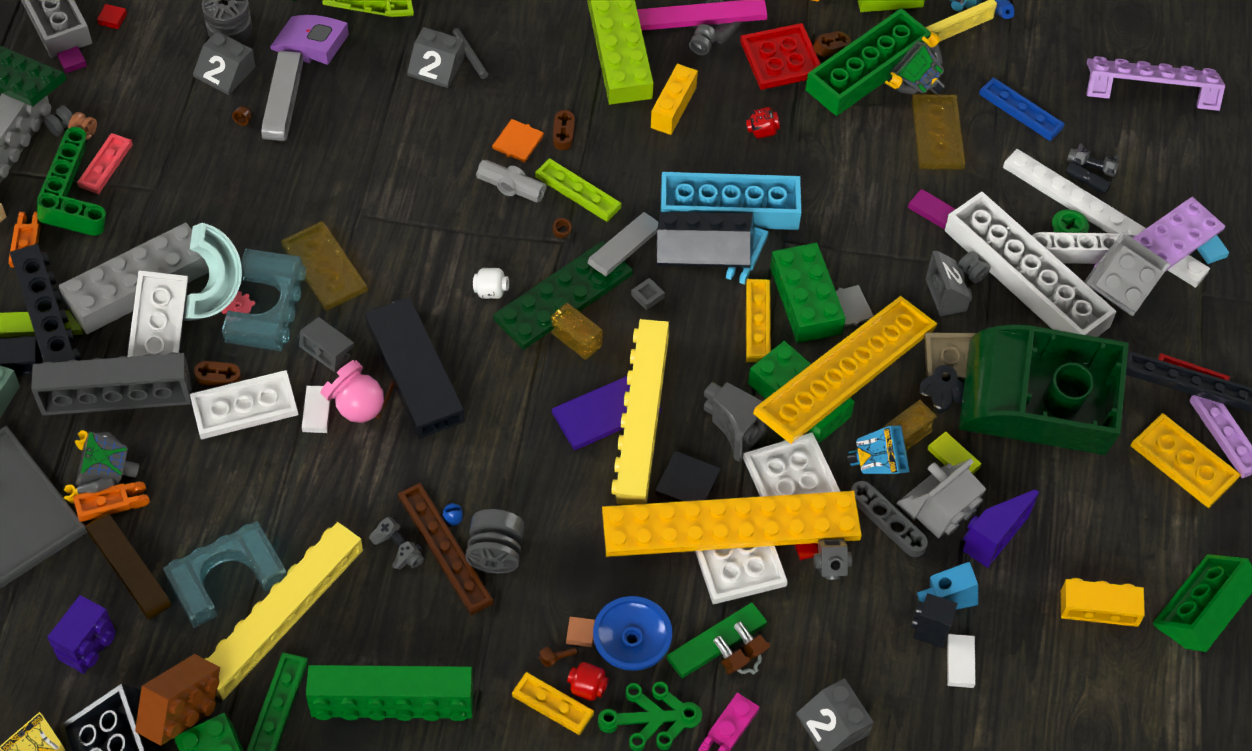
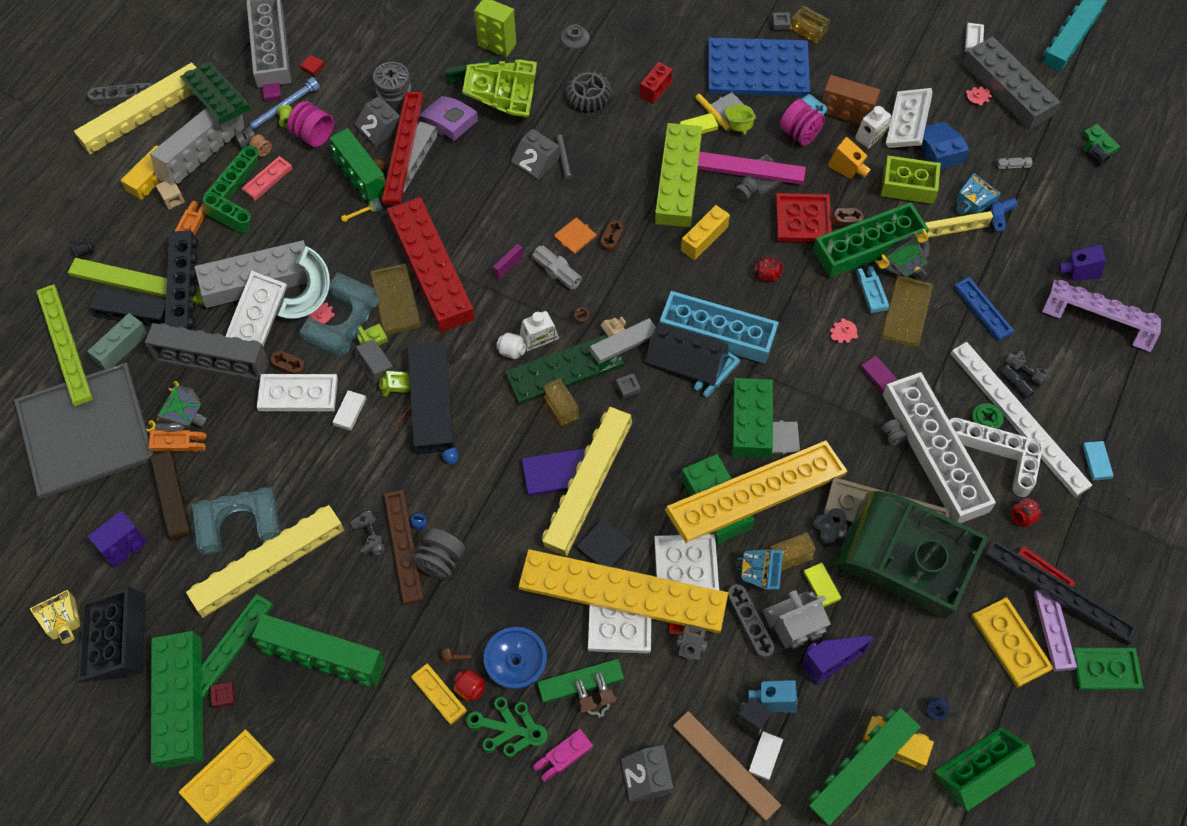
camera: 20 degrees right, 5 degrees up
(100, 81) = (284, 112): none -> lime bush
(120, 40) = (310, 86): none -> medium blue piece
(140, 84) = (310, 124): none -> dark pink wheel
(177, 699) = (161, 611): dark orange brick -> none
(222, 120) = (357, 165): none -> green brick
(256, 162) = (374, 205): none -> hinge
(270, 86) = (402, 148): none -> red tile
(310, 313) = (371, 333): none -> lime bracket
(355, 214) = (431, 265): none -> red brick
(355, 395) = (378, 409): bright pink tile -> none
(367, 357) = (394, 382): none -> lime bracket
(449, 188) = (508, 261): none -> magenta tile
(463, 428) = (450, 456): none -> blue hinge
(518, 256) = (538, 330): none -> white torso
(578, 190) = (606, 287): lime tile -> none
(580, 632) = (478, 642): nougat tile -> none
(605, 231) = (613, 326): none -> tan tile
(733, 414) = (655, 500): dark grey hips -> none
(757, 319) = (707, 429): yellow tile -> none
(874, 171) = (844, 331): none -> coral piece
(890, 117) = (872, 290): none -> medium azure hinge
(921, 684) = (727, 766): none -> medium nougat tile
(947, 285) = (867, 442): dark grey slope -> none
(1078, 634) = (863, 766): none -> green brick
(1116, 31) = (1085, 263): none -> dark purple torso
(1127, 274) = (1015, 474): light grey piece -> none
(1132, 552) = (937, 708): none -> dark blue tile
(1151, 316) = (1026, 512): none -> red head
(1180, 232) = (1052, 457): lavender bracket -> none

